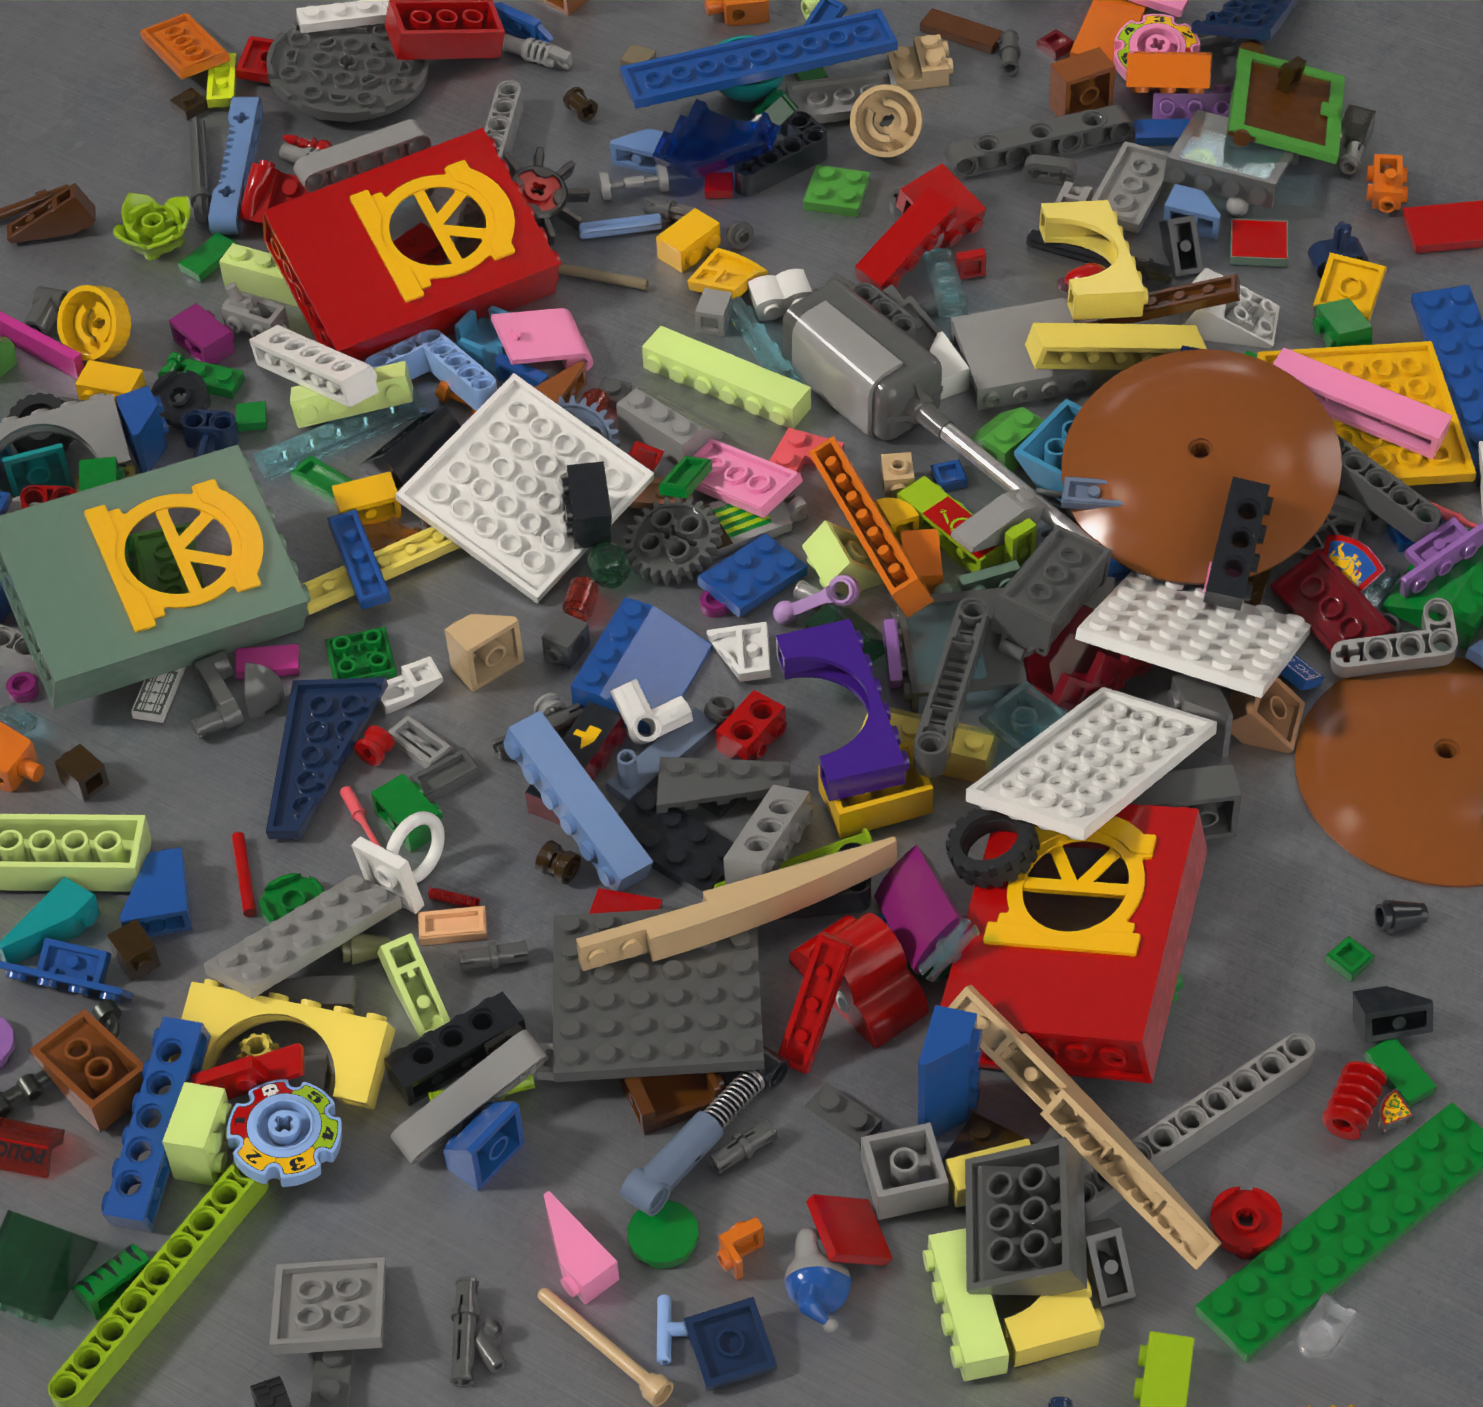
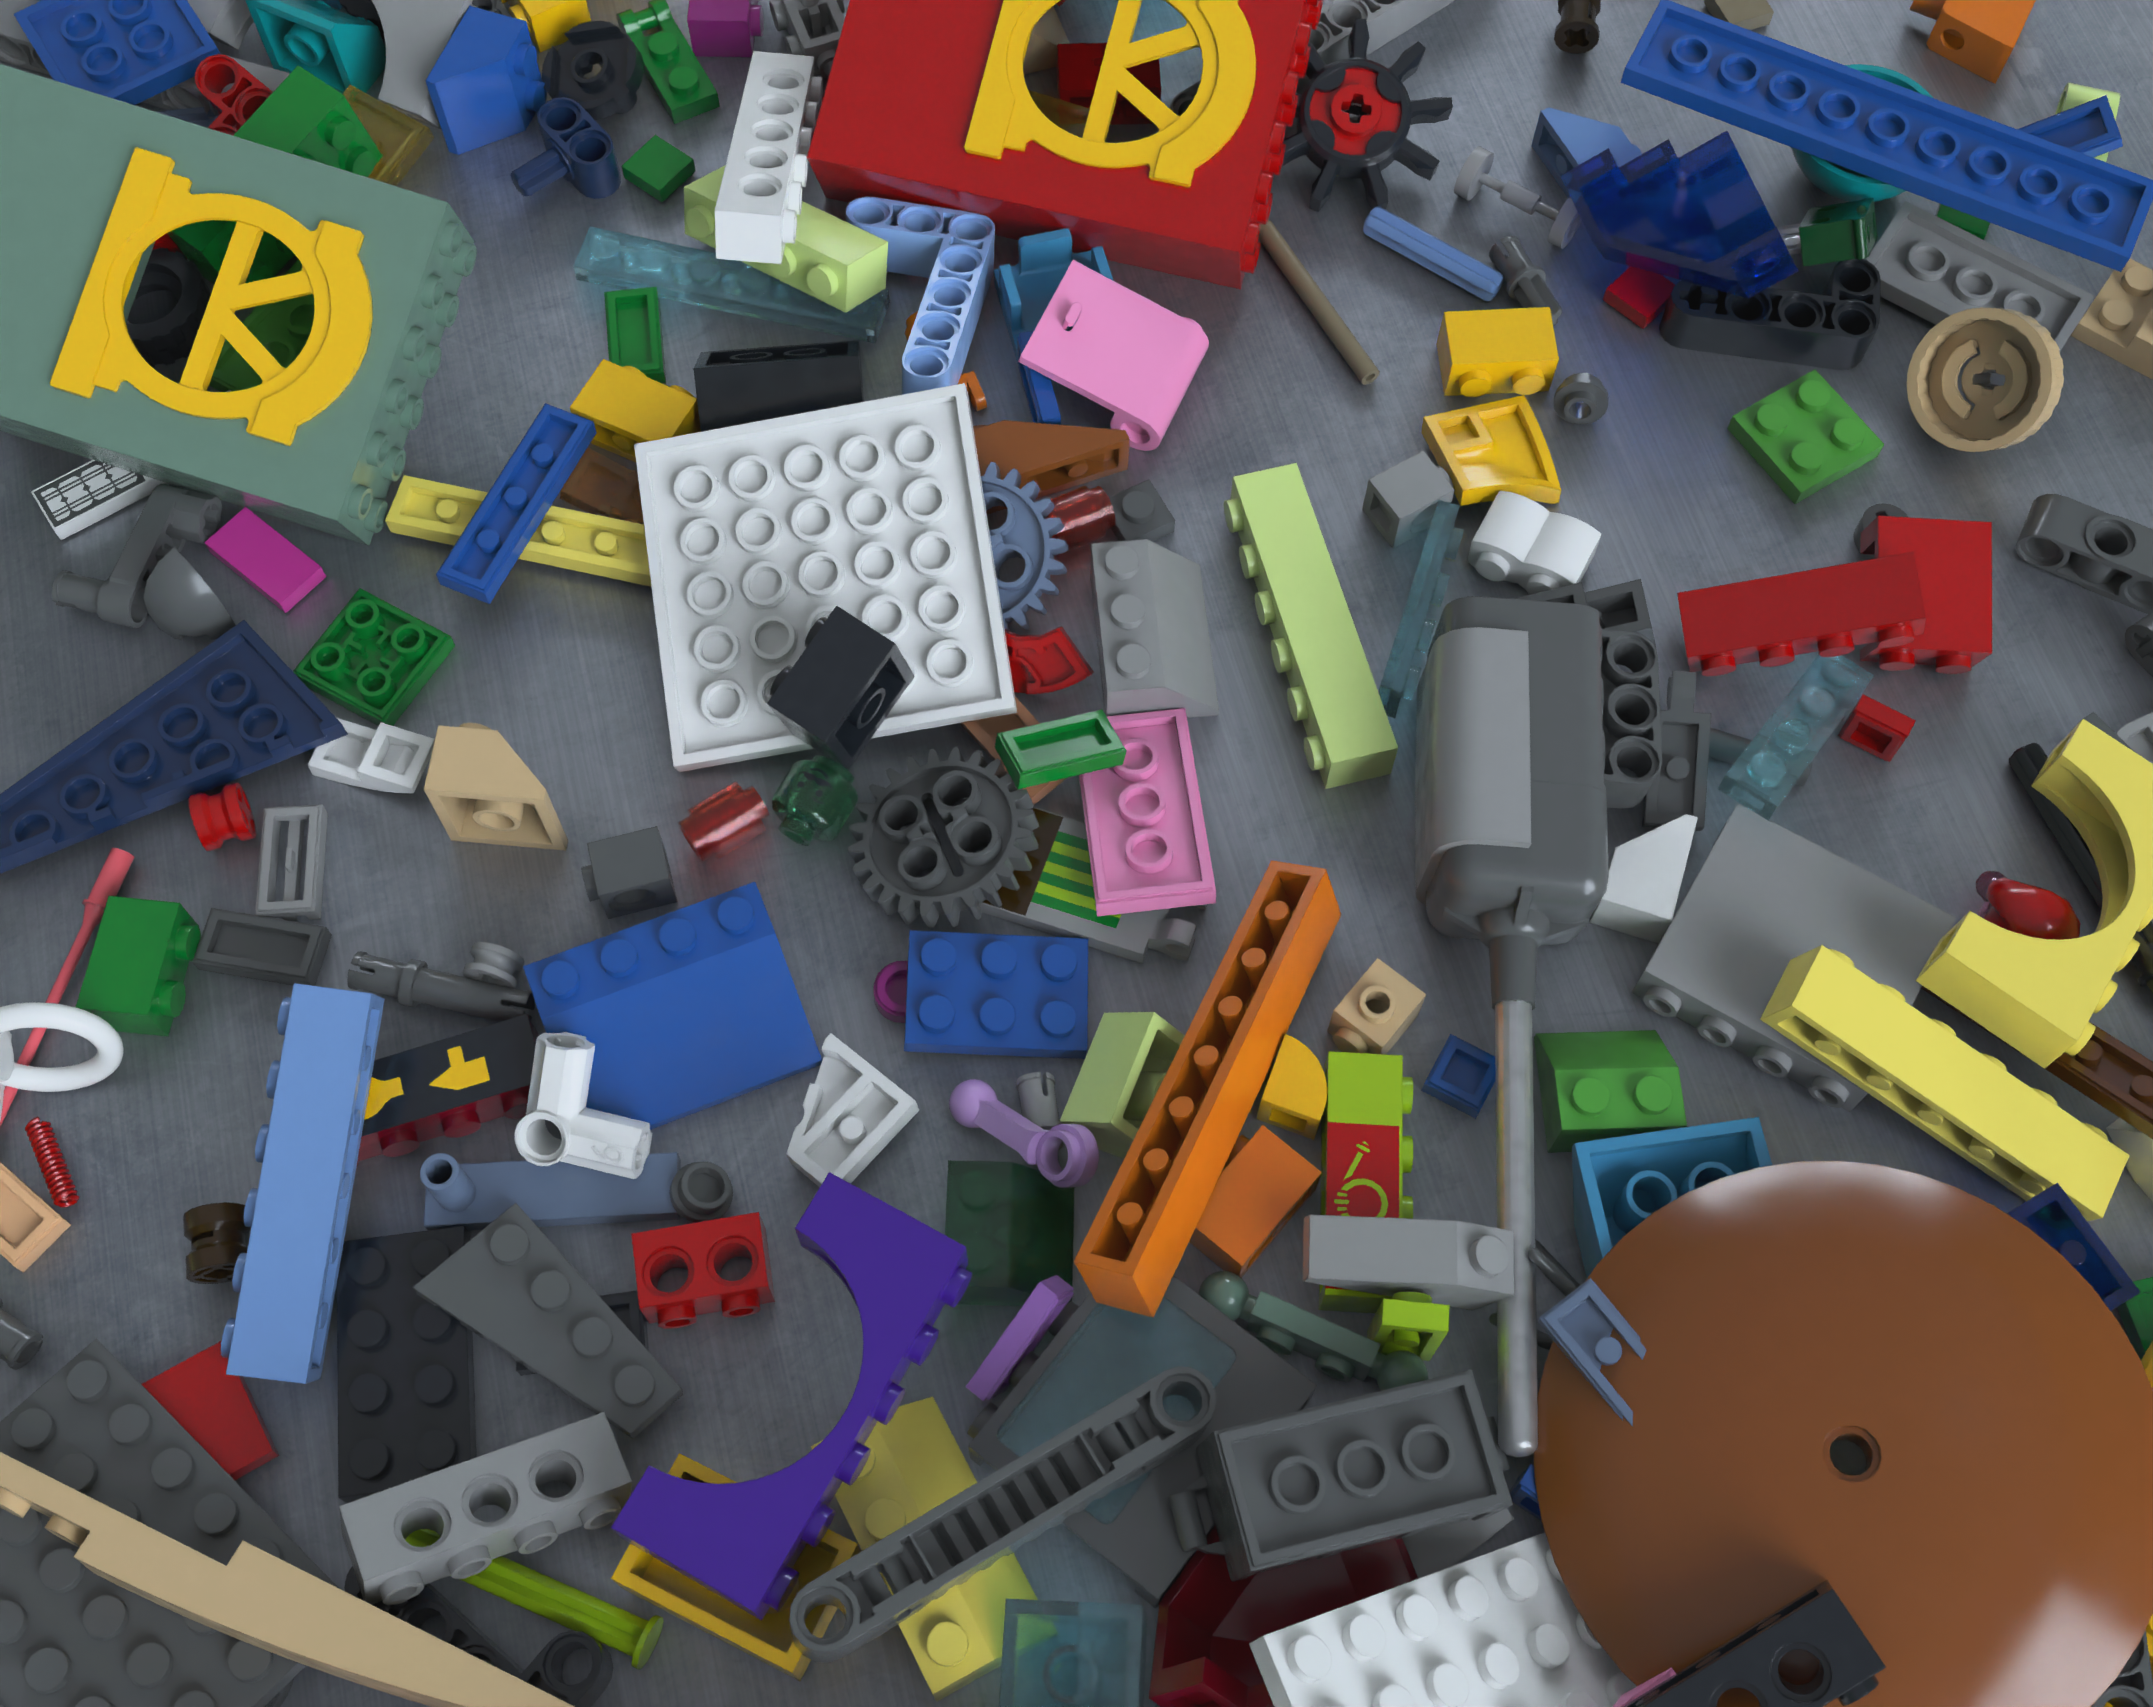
camera: 40 degrees right, 15 degrees up
(794, 449) = (1284, 830): coral plate -> none

